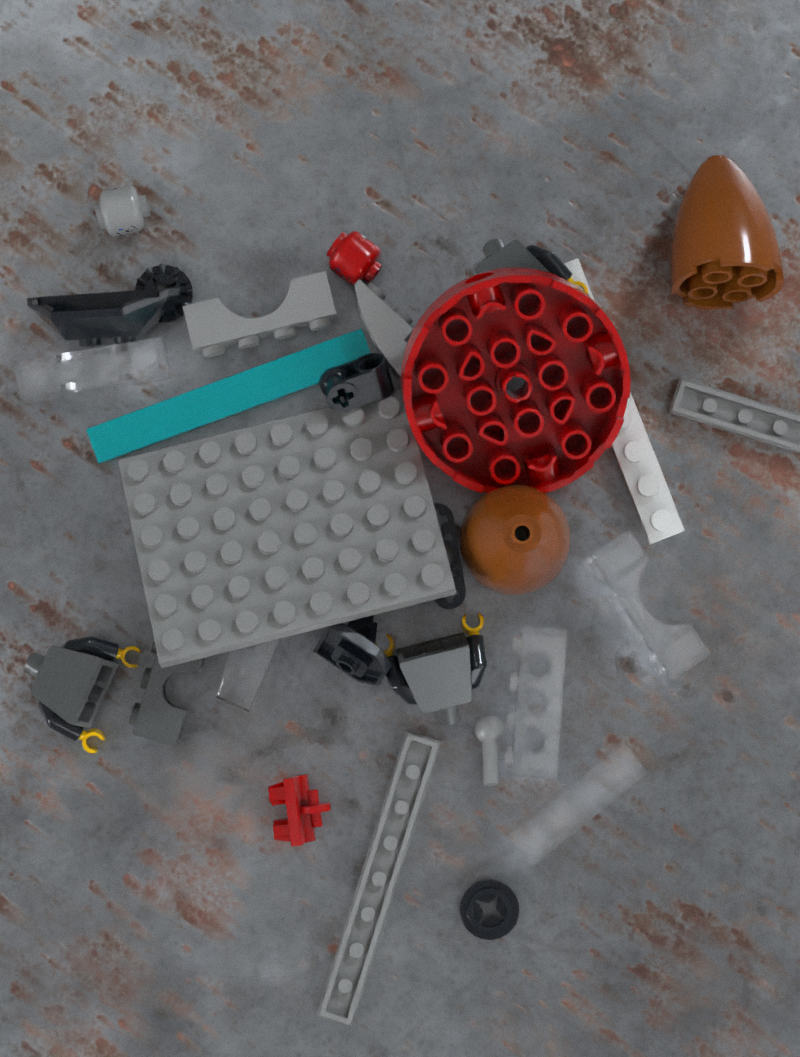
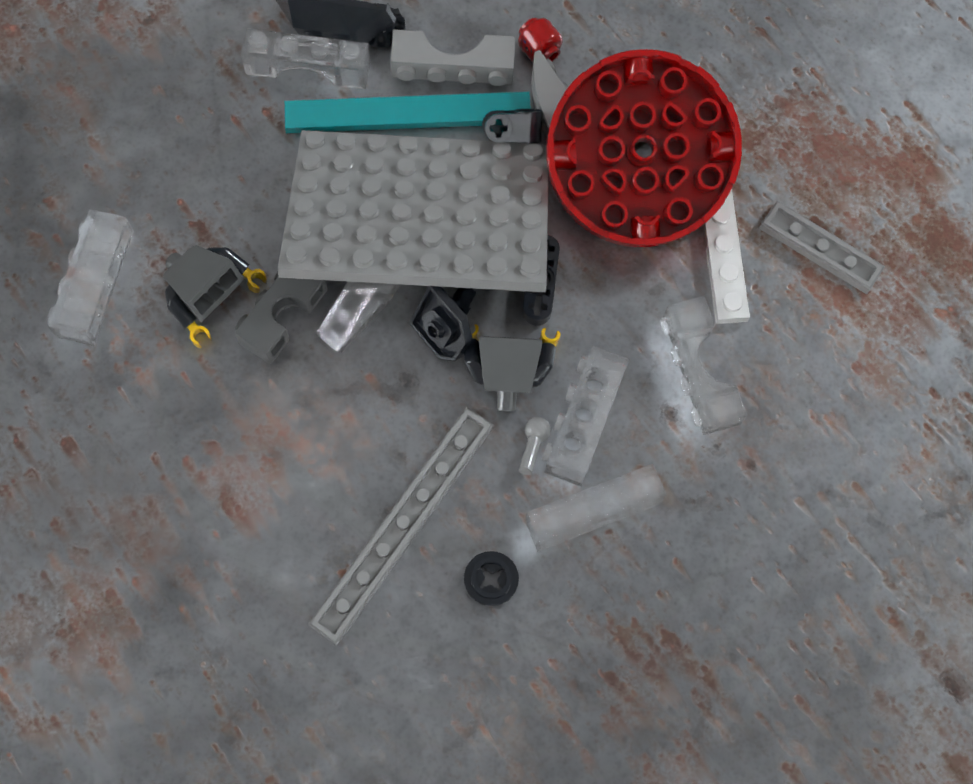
camera: 10 degrees right, 15 degrees down
(302, 810) = (356, 441): red hips -> none
(498, 556) = (606, 277): dark orange cylinder -> none
(723, 241) = (848, 97): dark orange cylinder -> none

